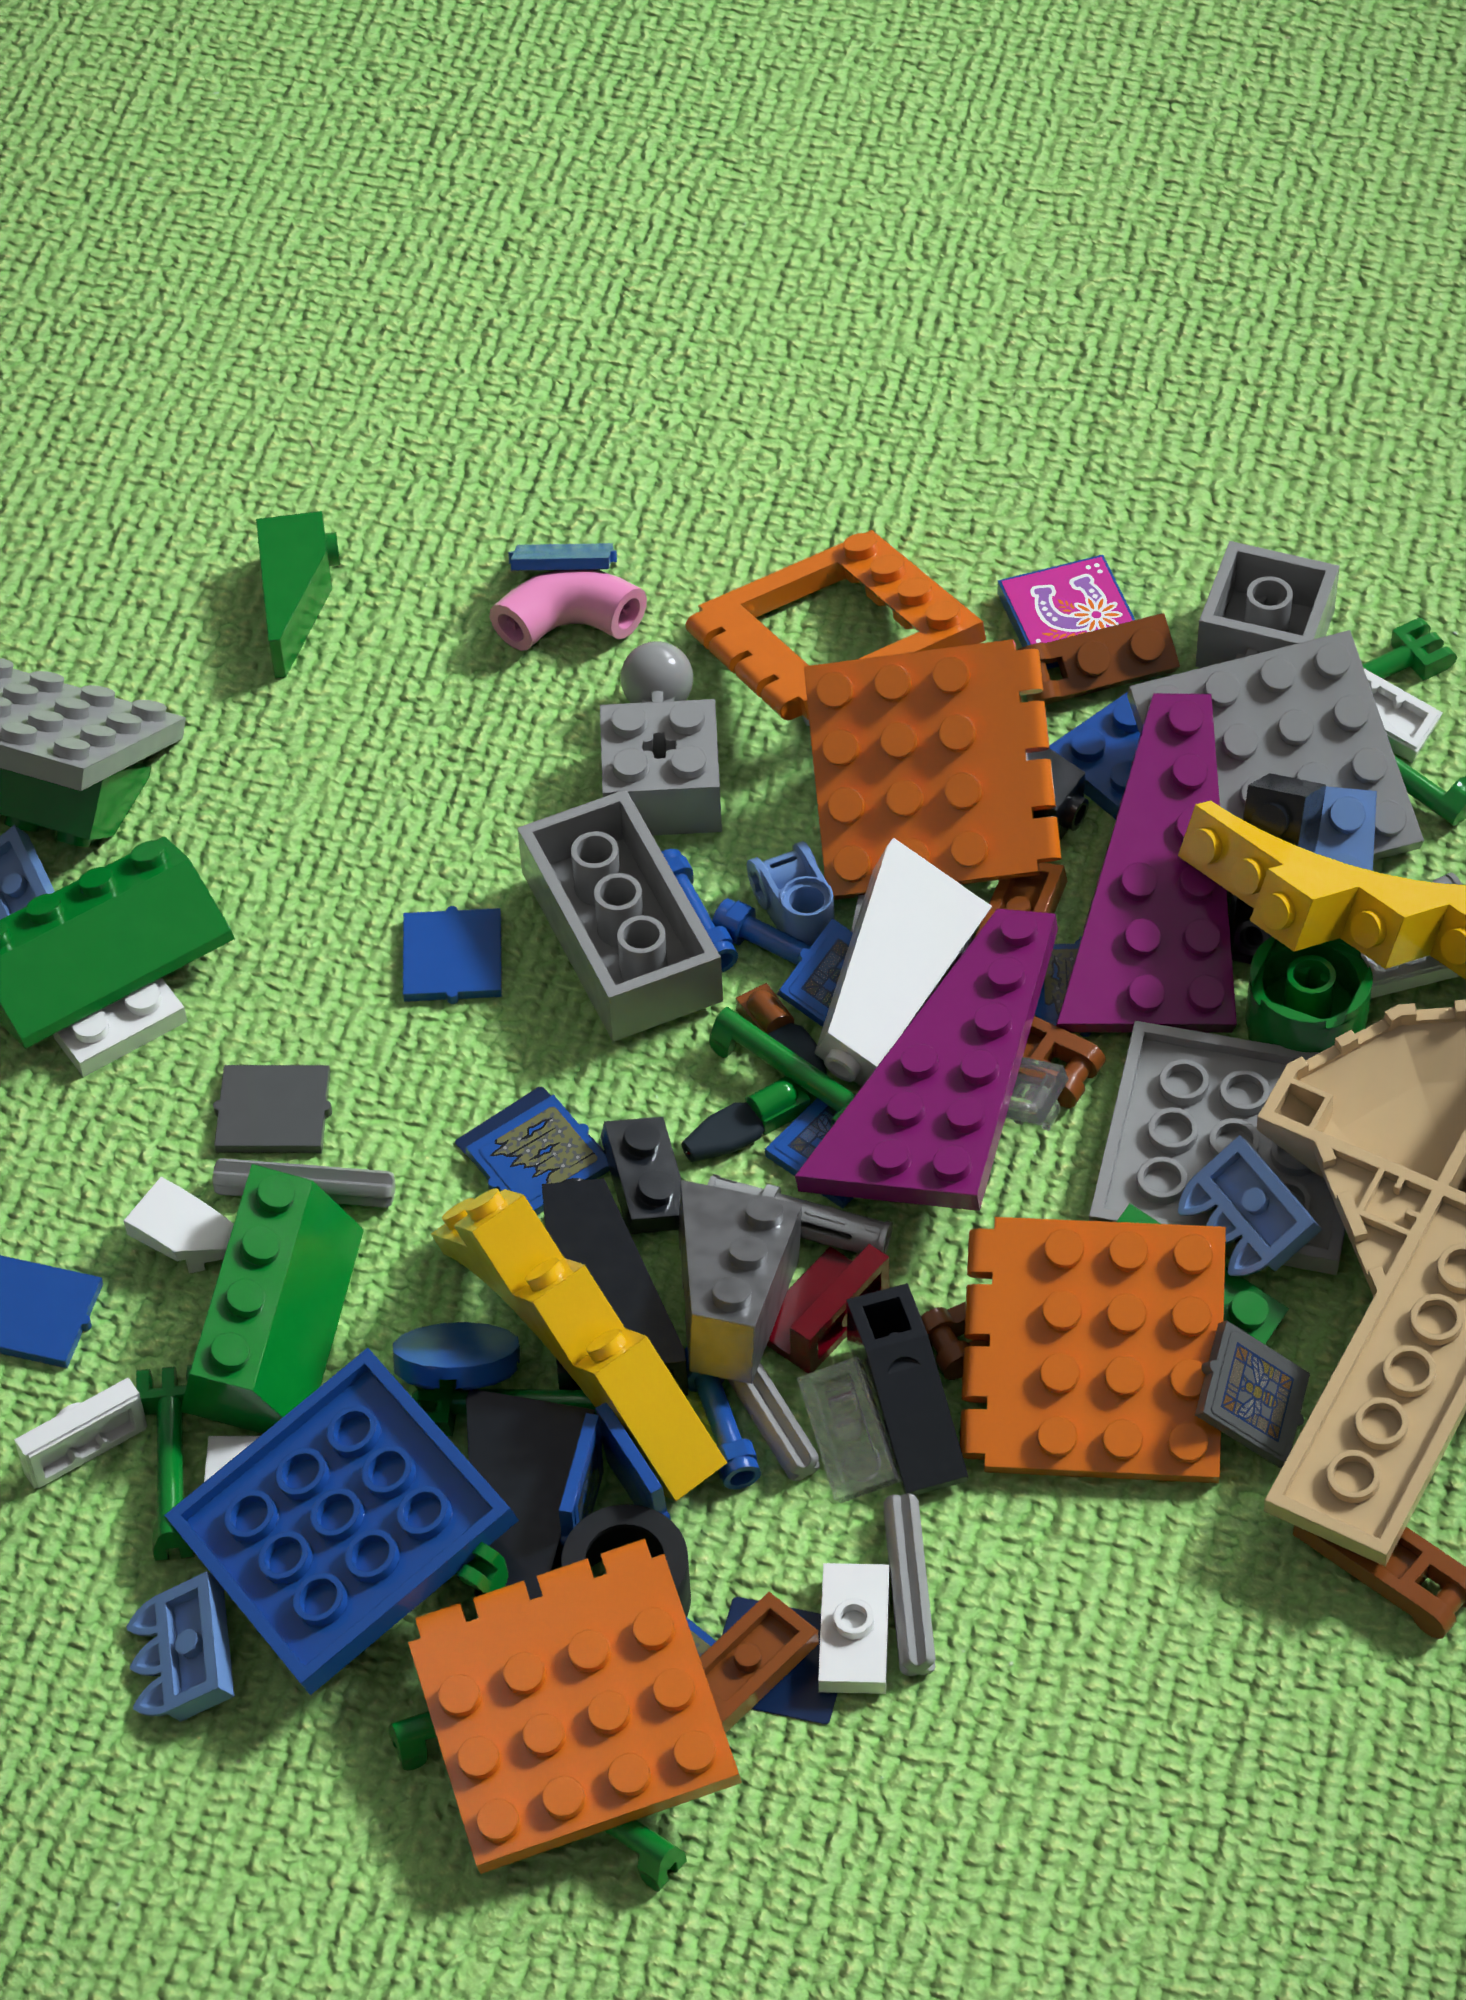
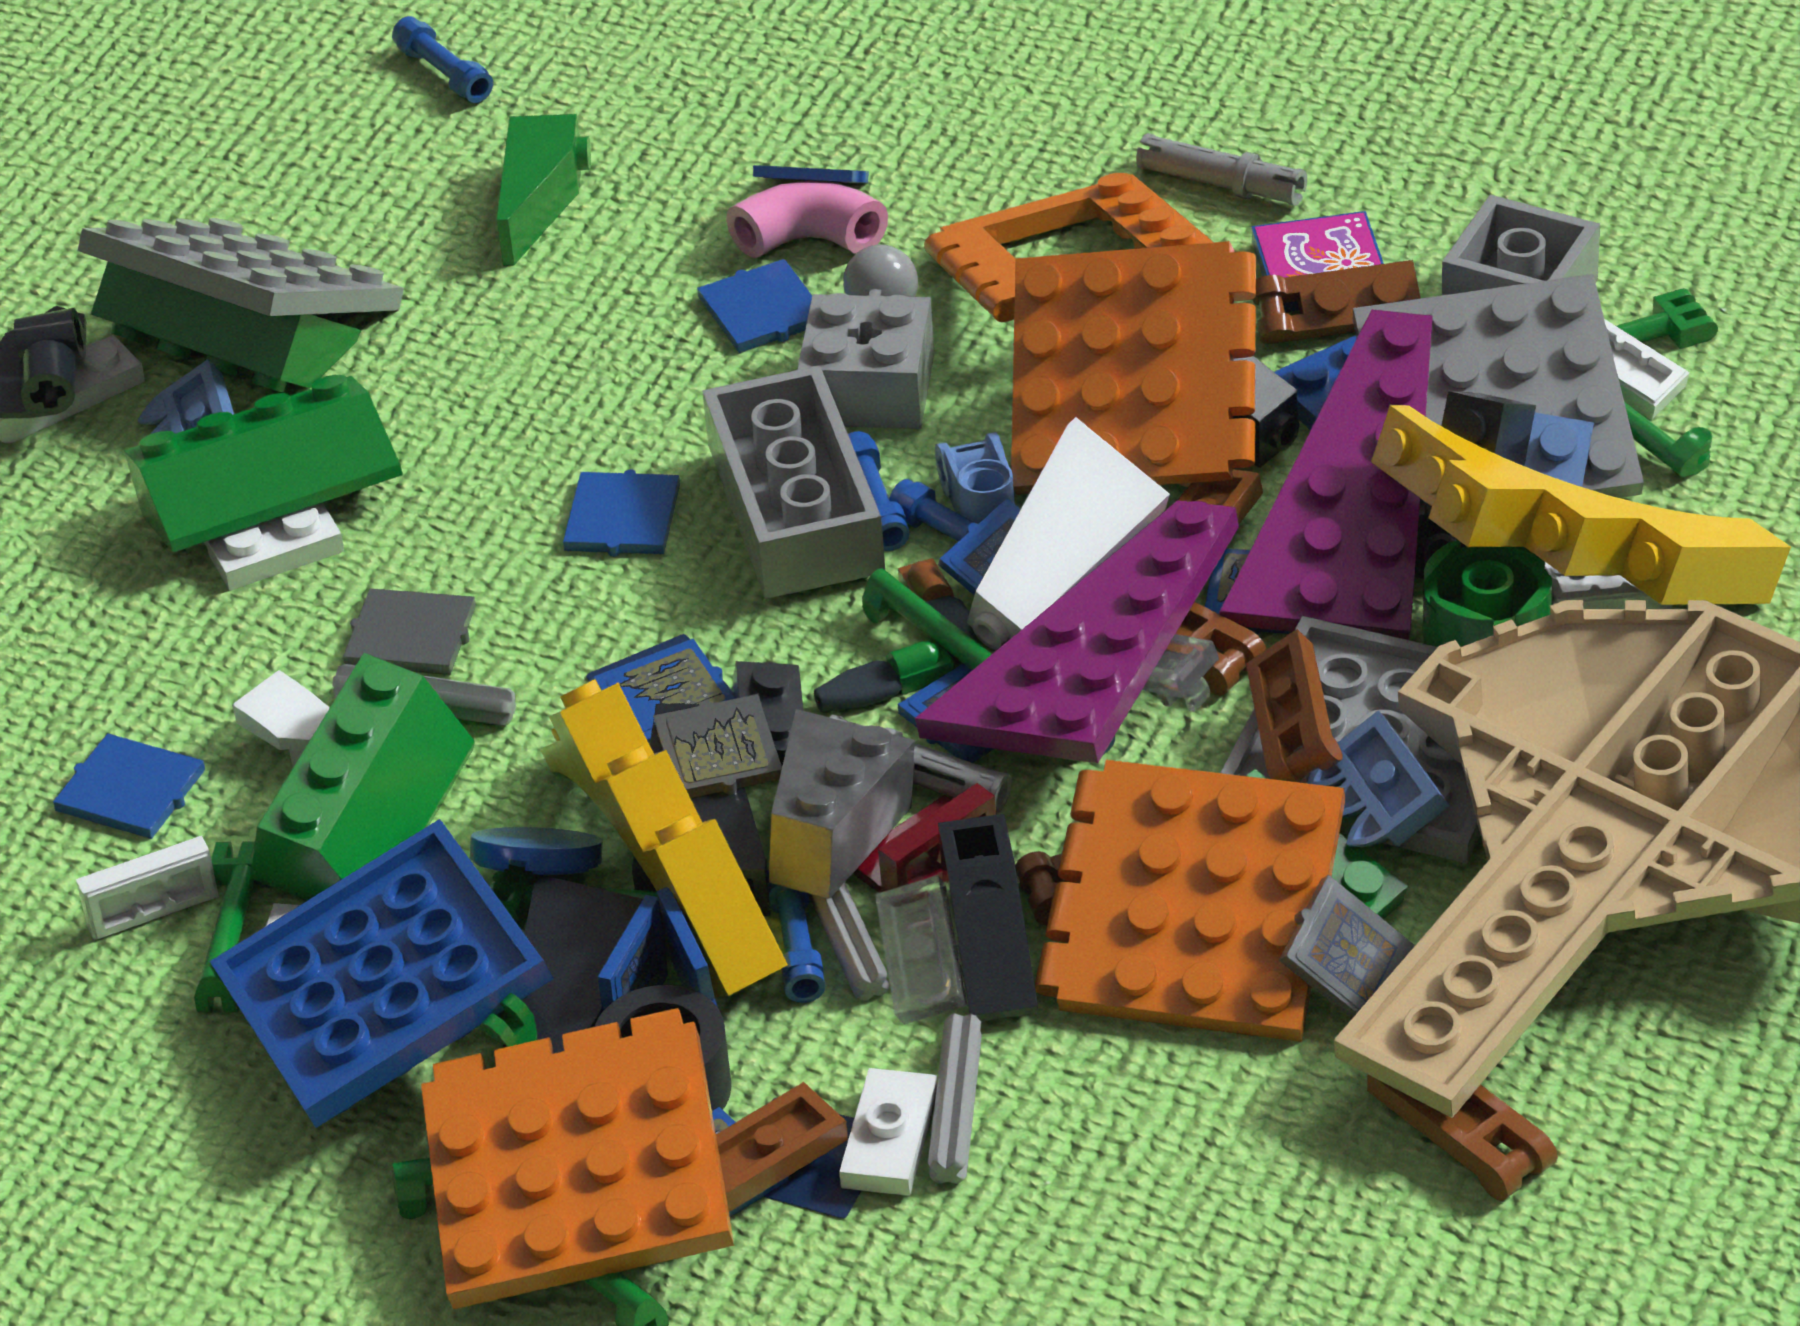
camera: 10 degrees right, 10 degrees down
(187, 1652) = (206, 1087): medium blue plate -> none
(197, 468) = (465, 77): none -> blue bar
(539, 705) = (758, 305): none -> blue piece
(614, 1227) = (720, 745): none -> piece
(977, 521) = (1243, 174): none -> light grey pin
(1153, 1137) = (1291, 710): none -> dark orange plate

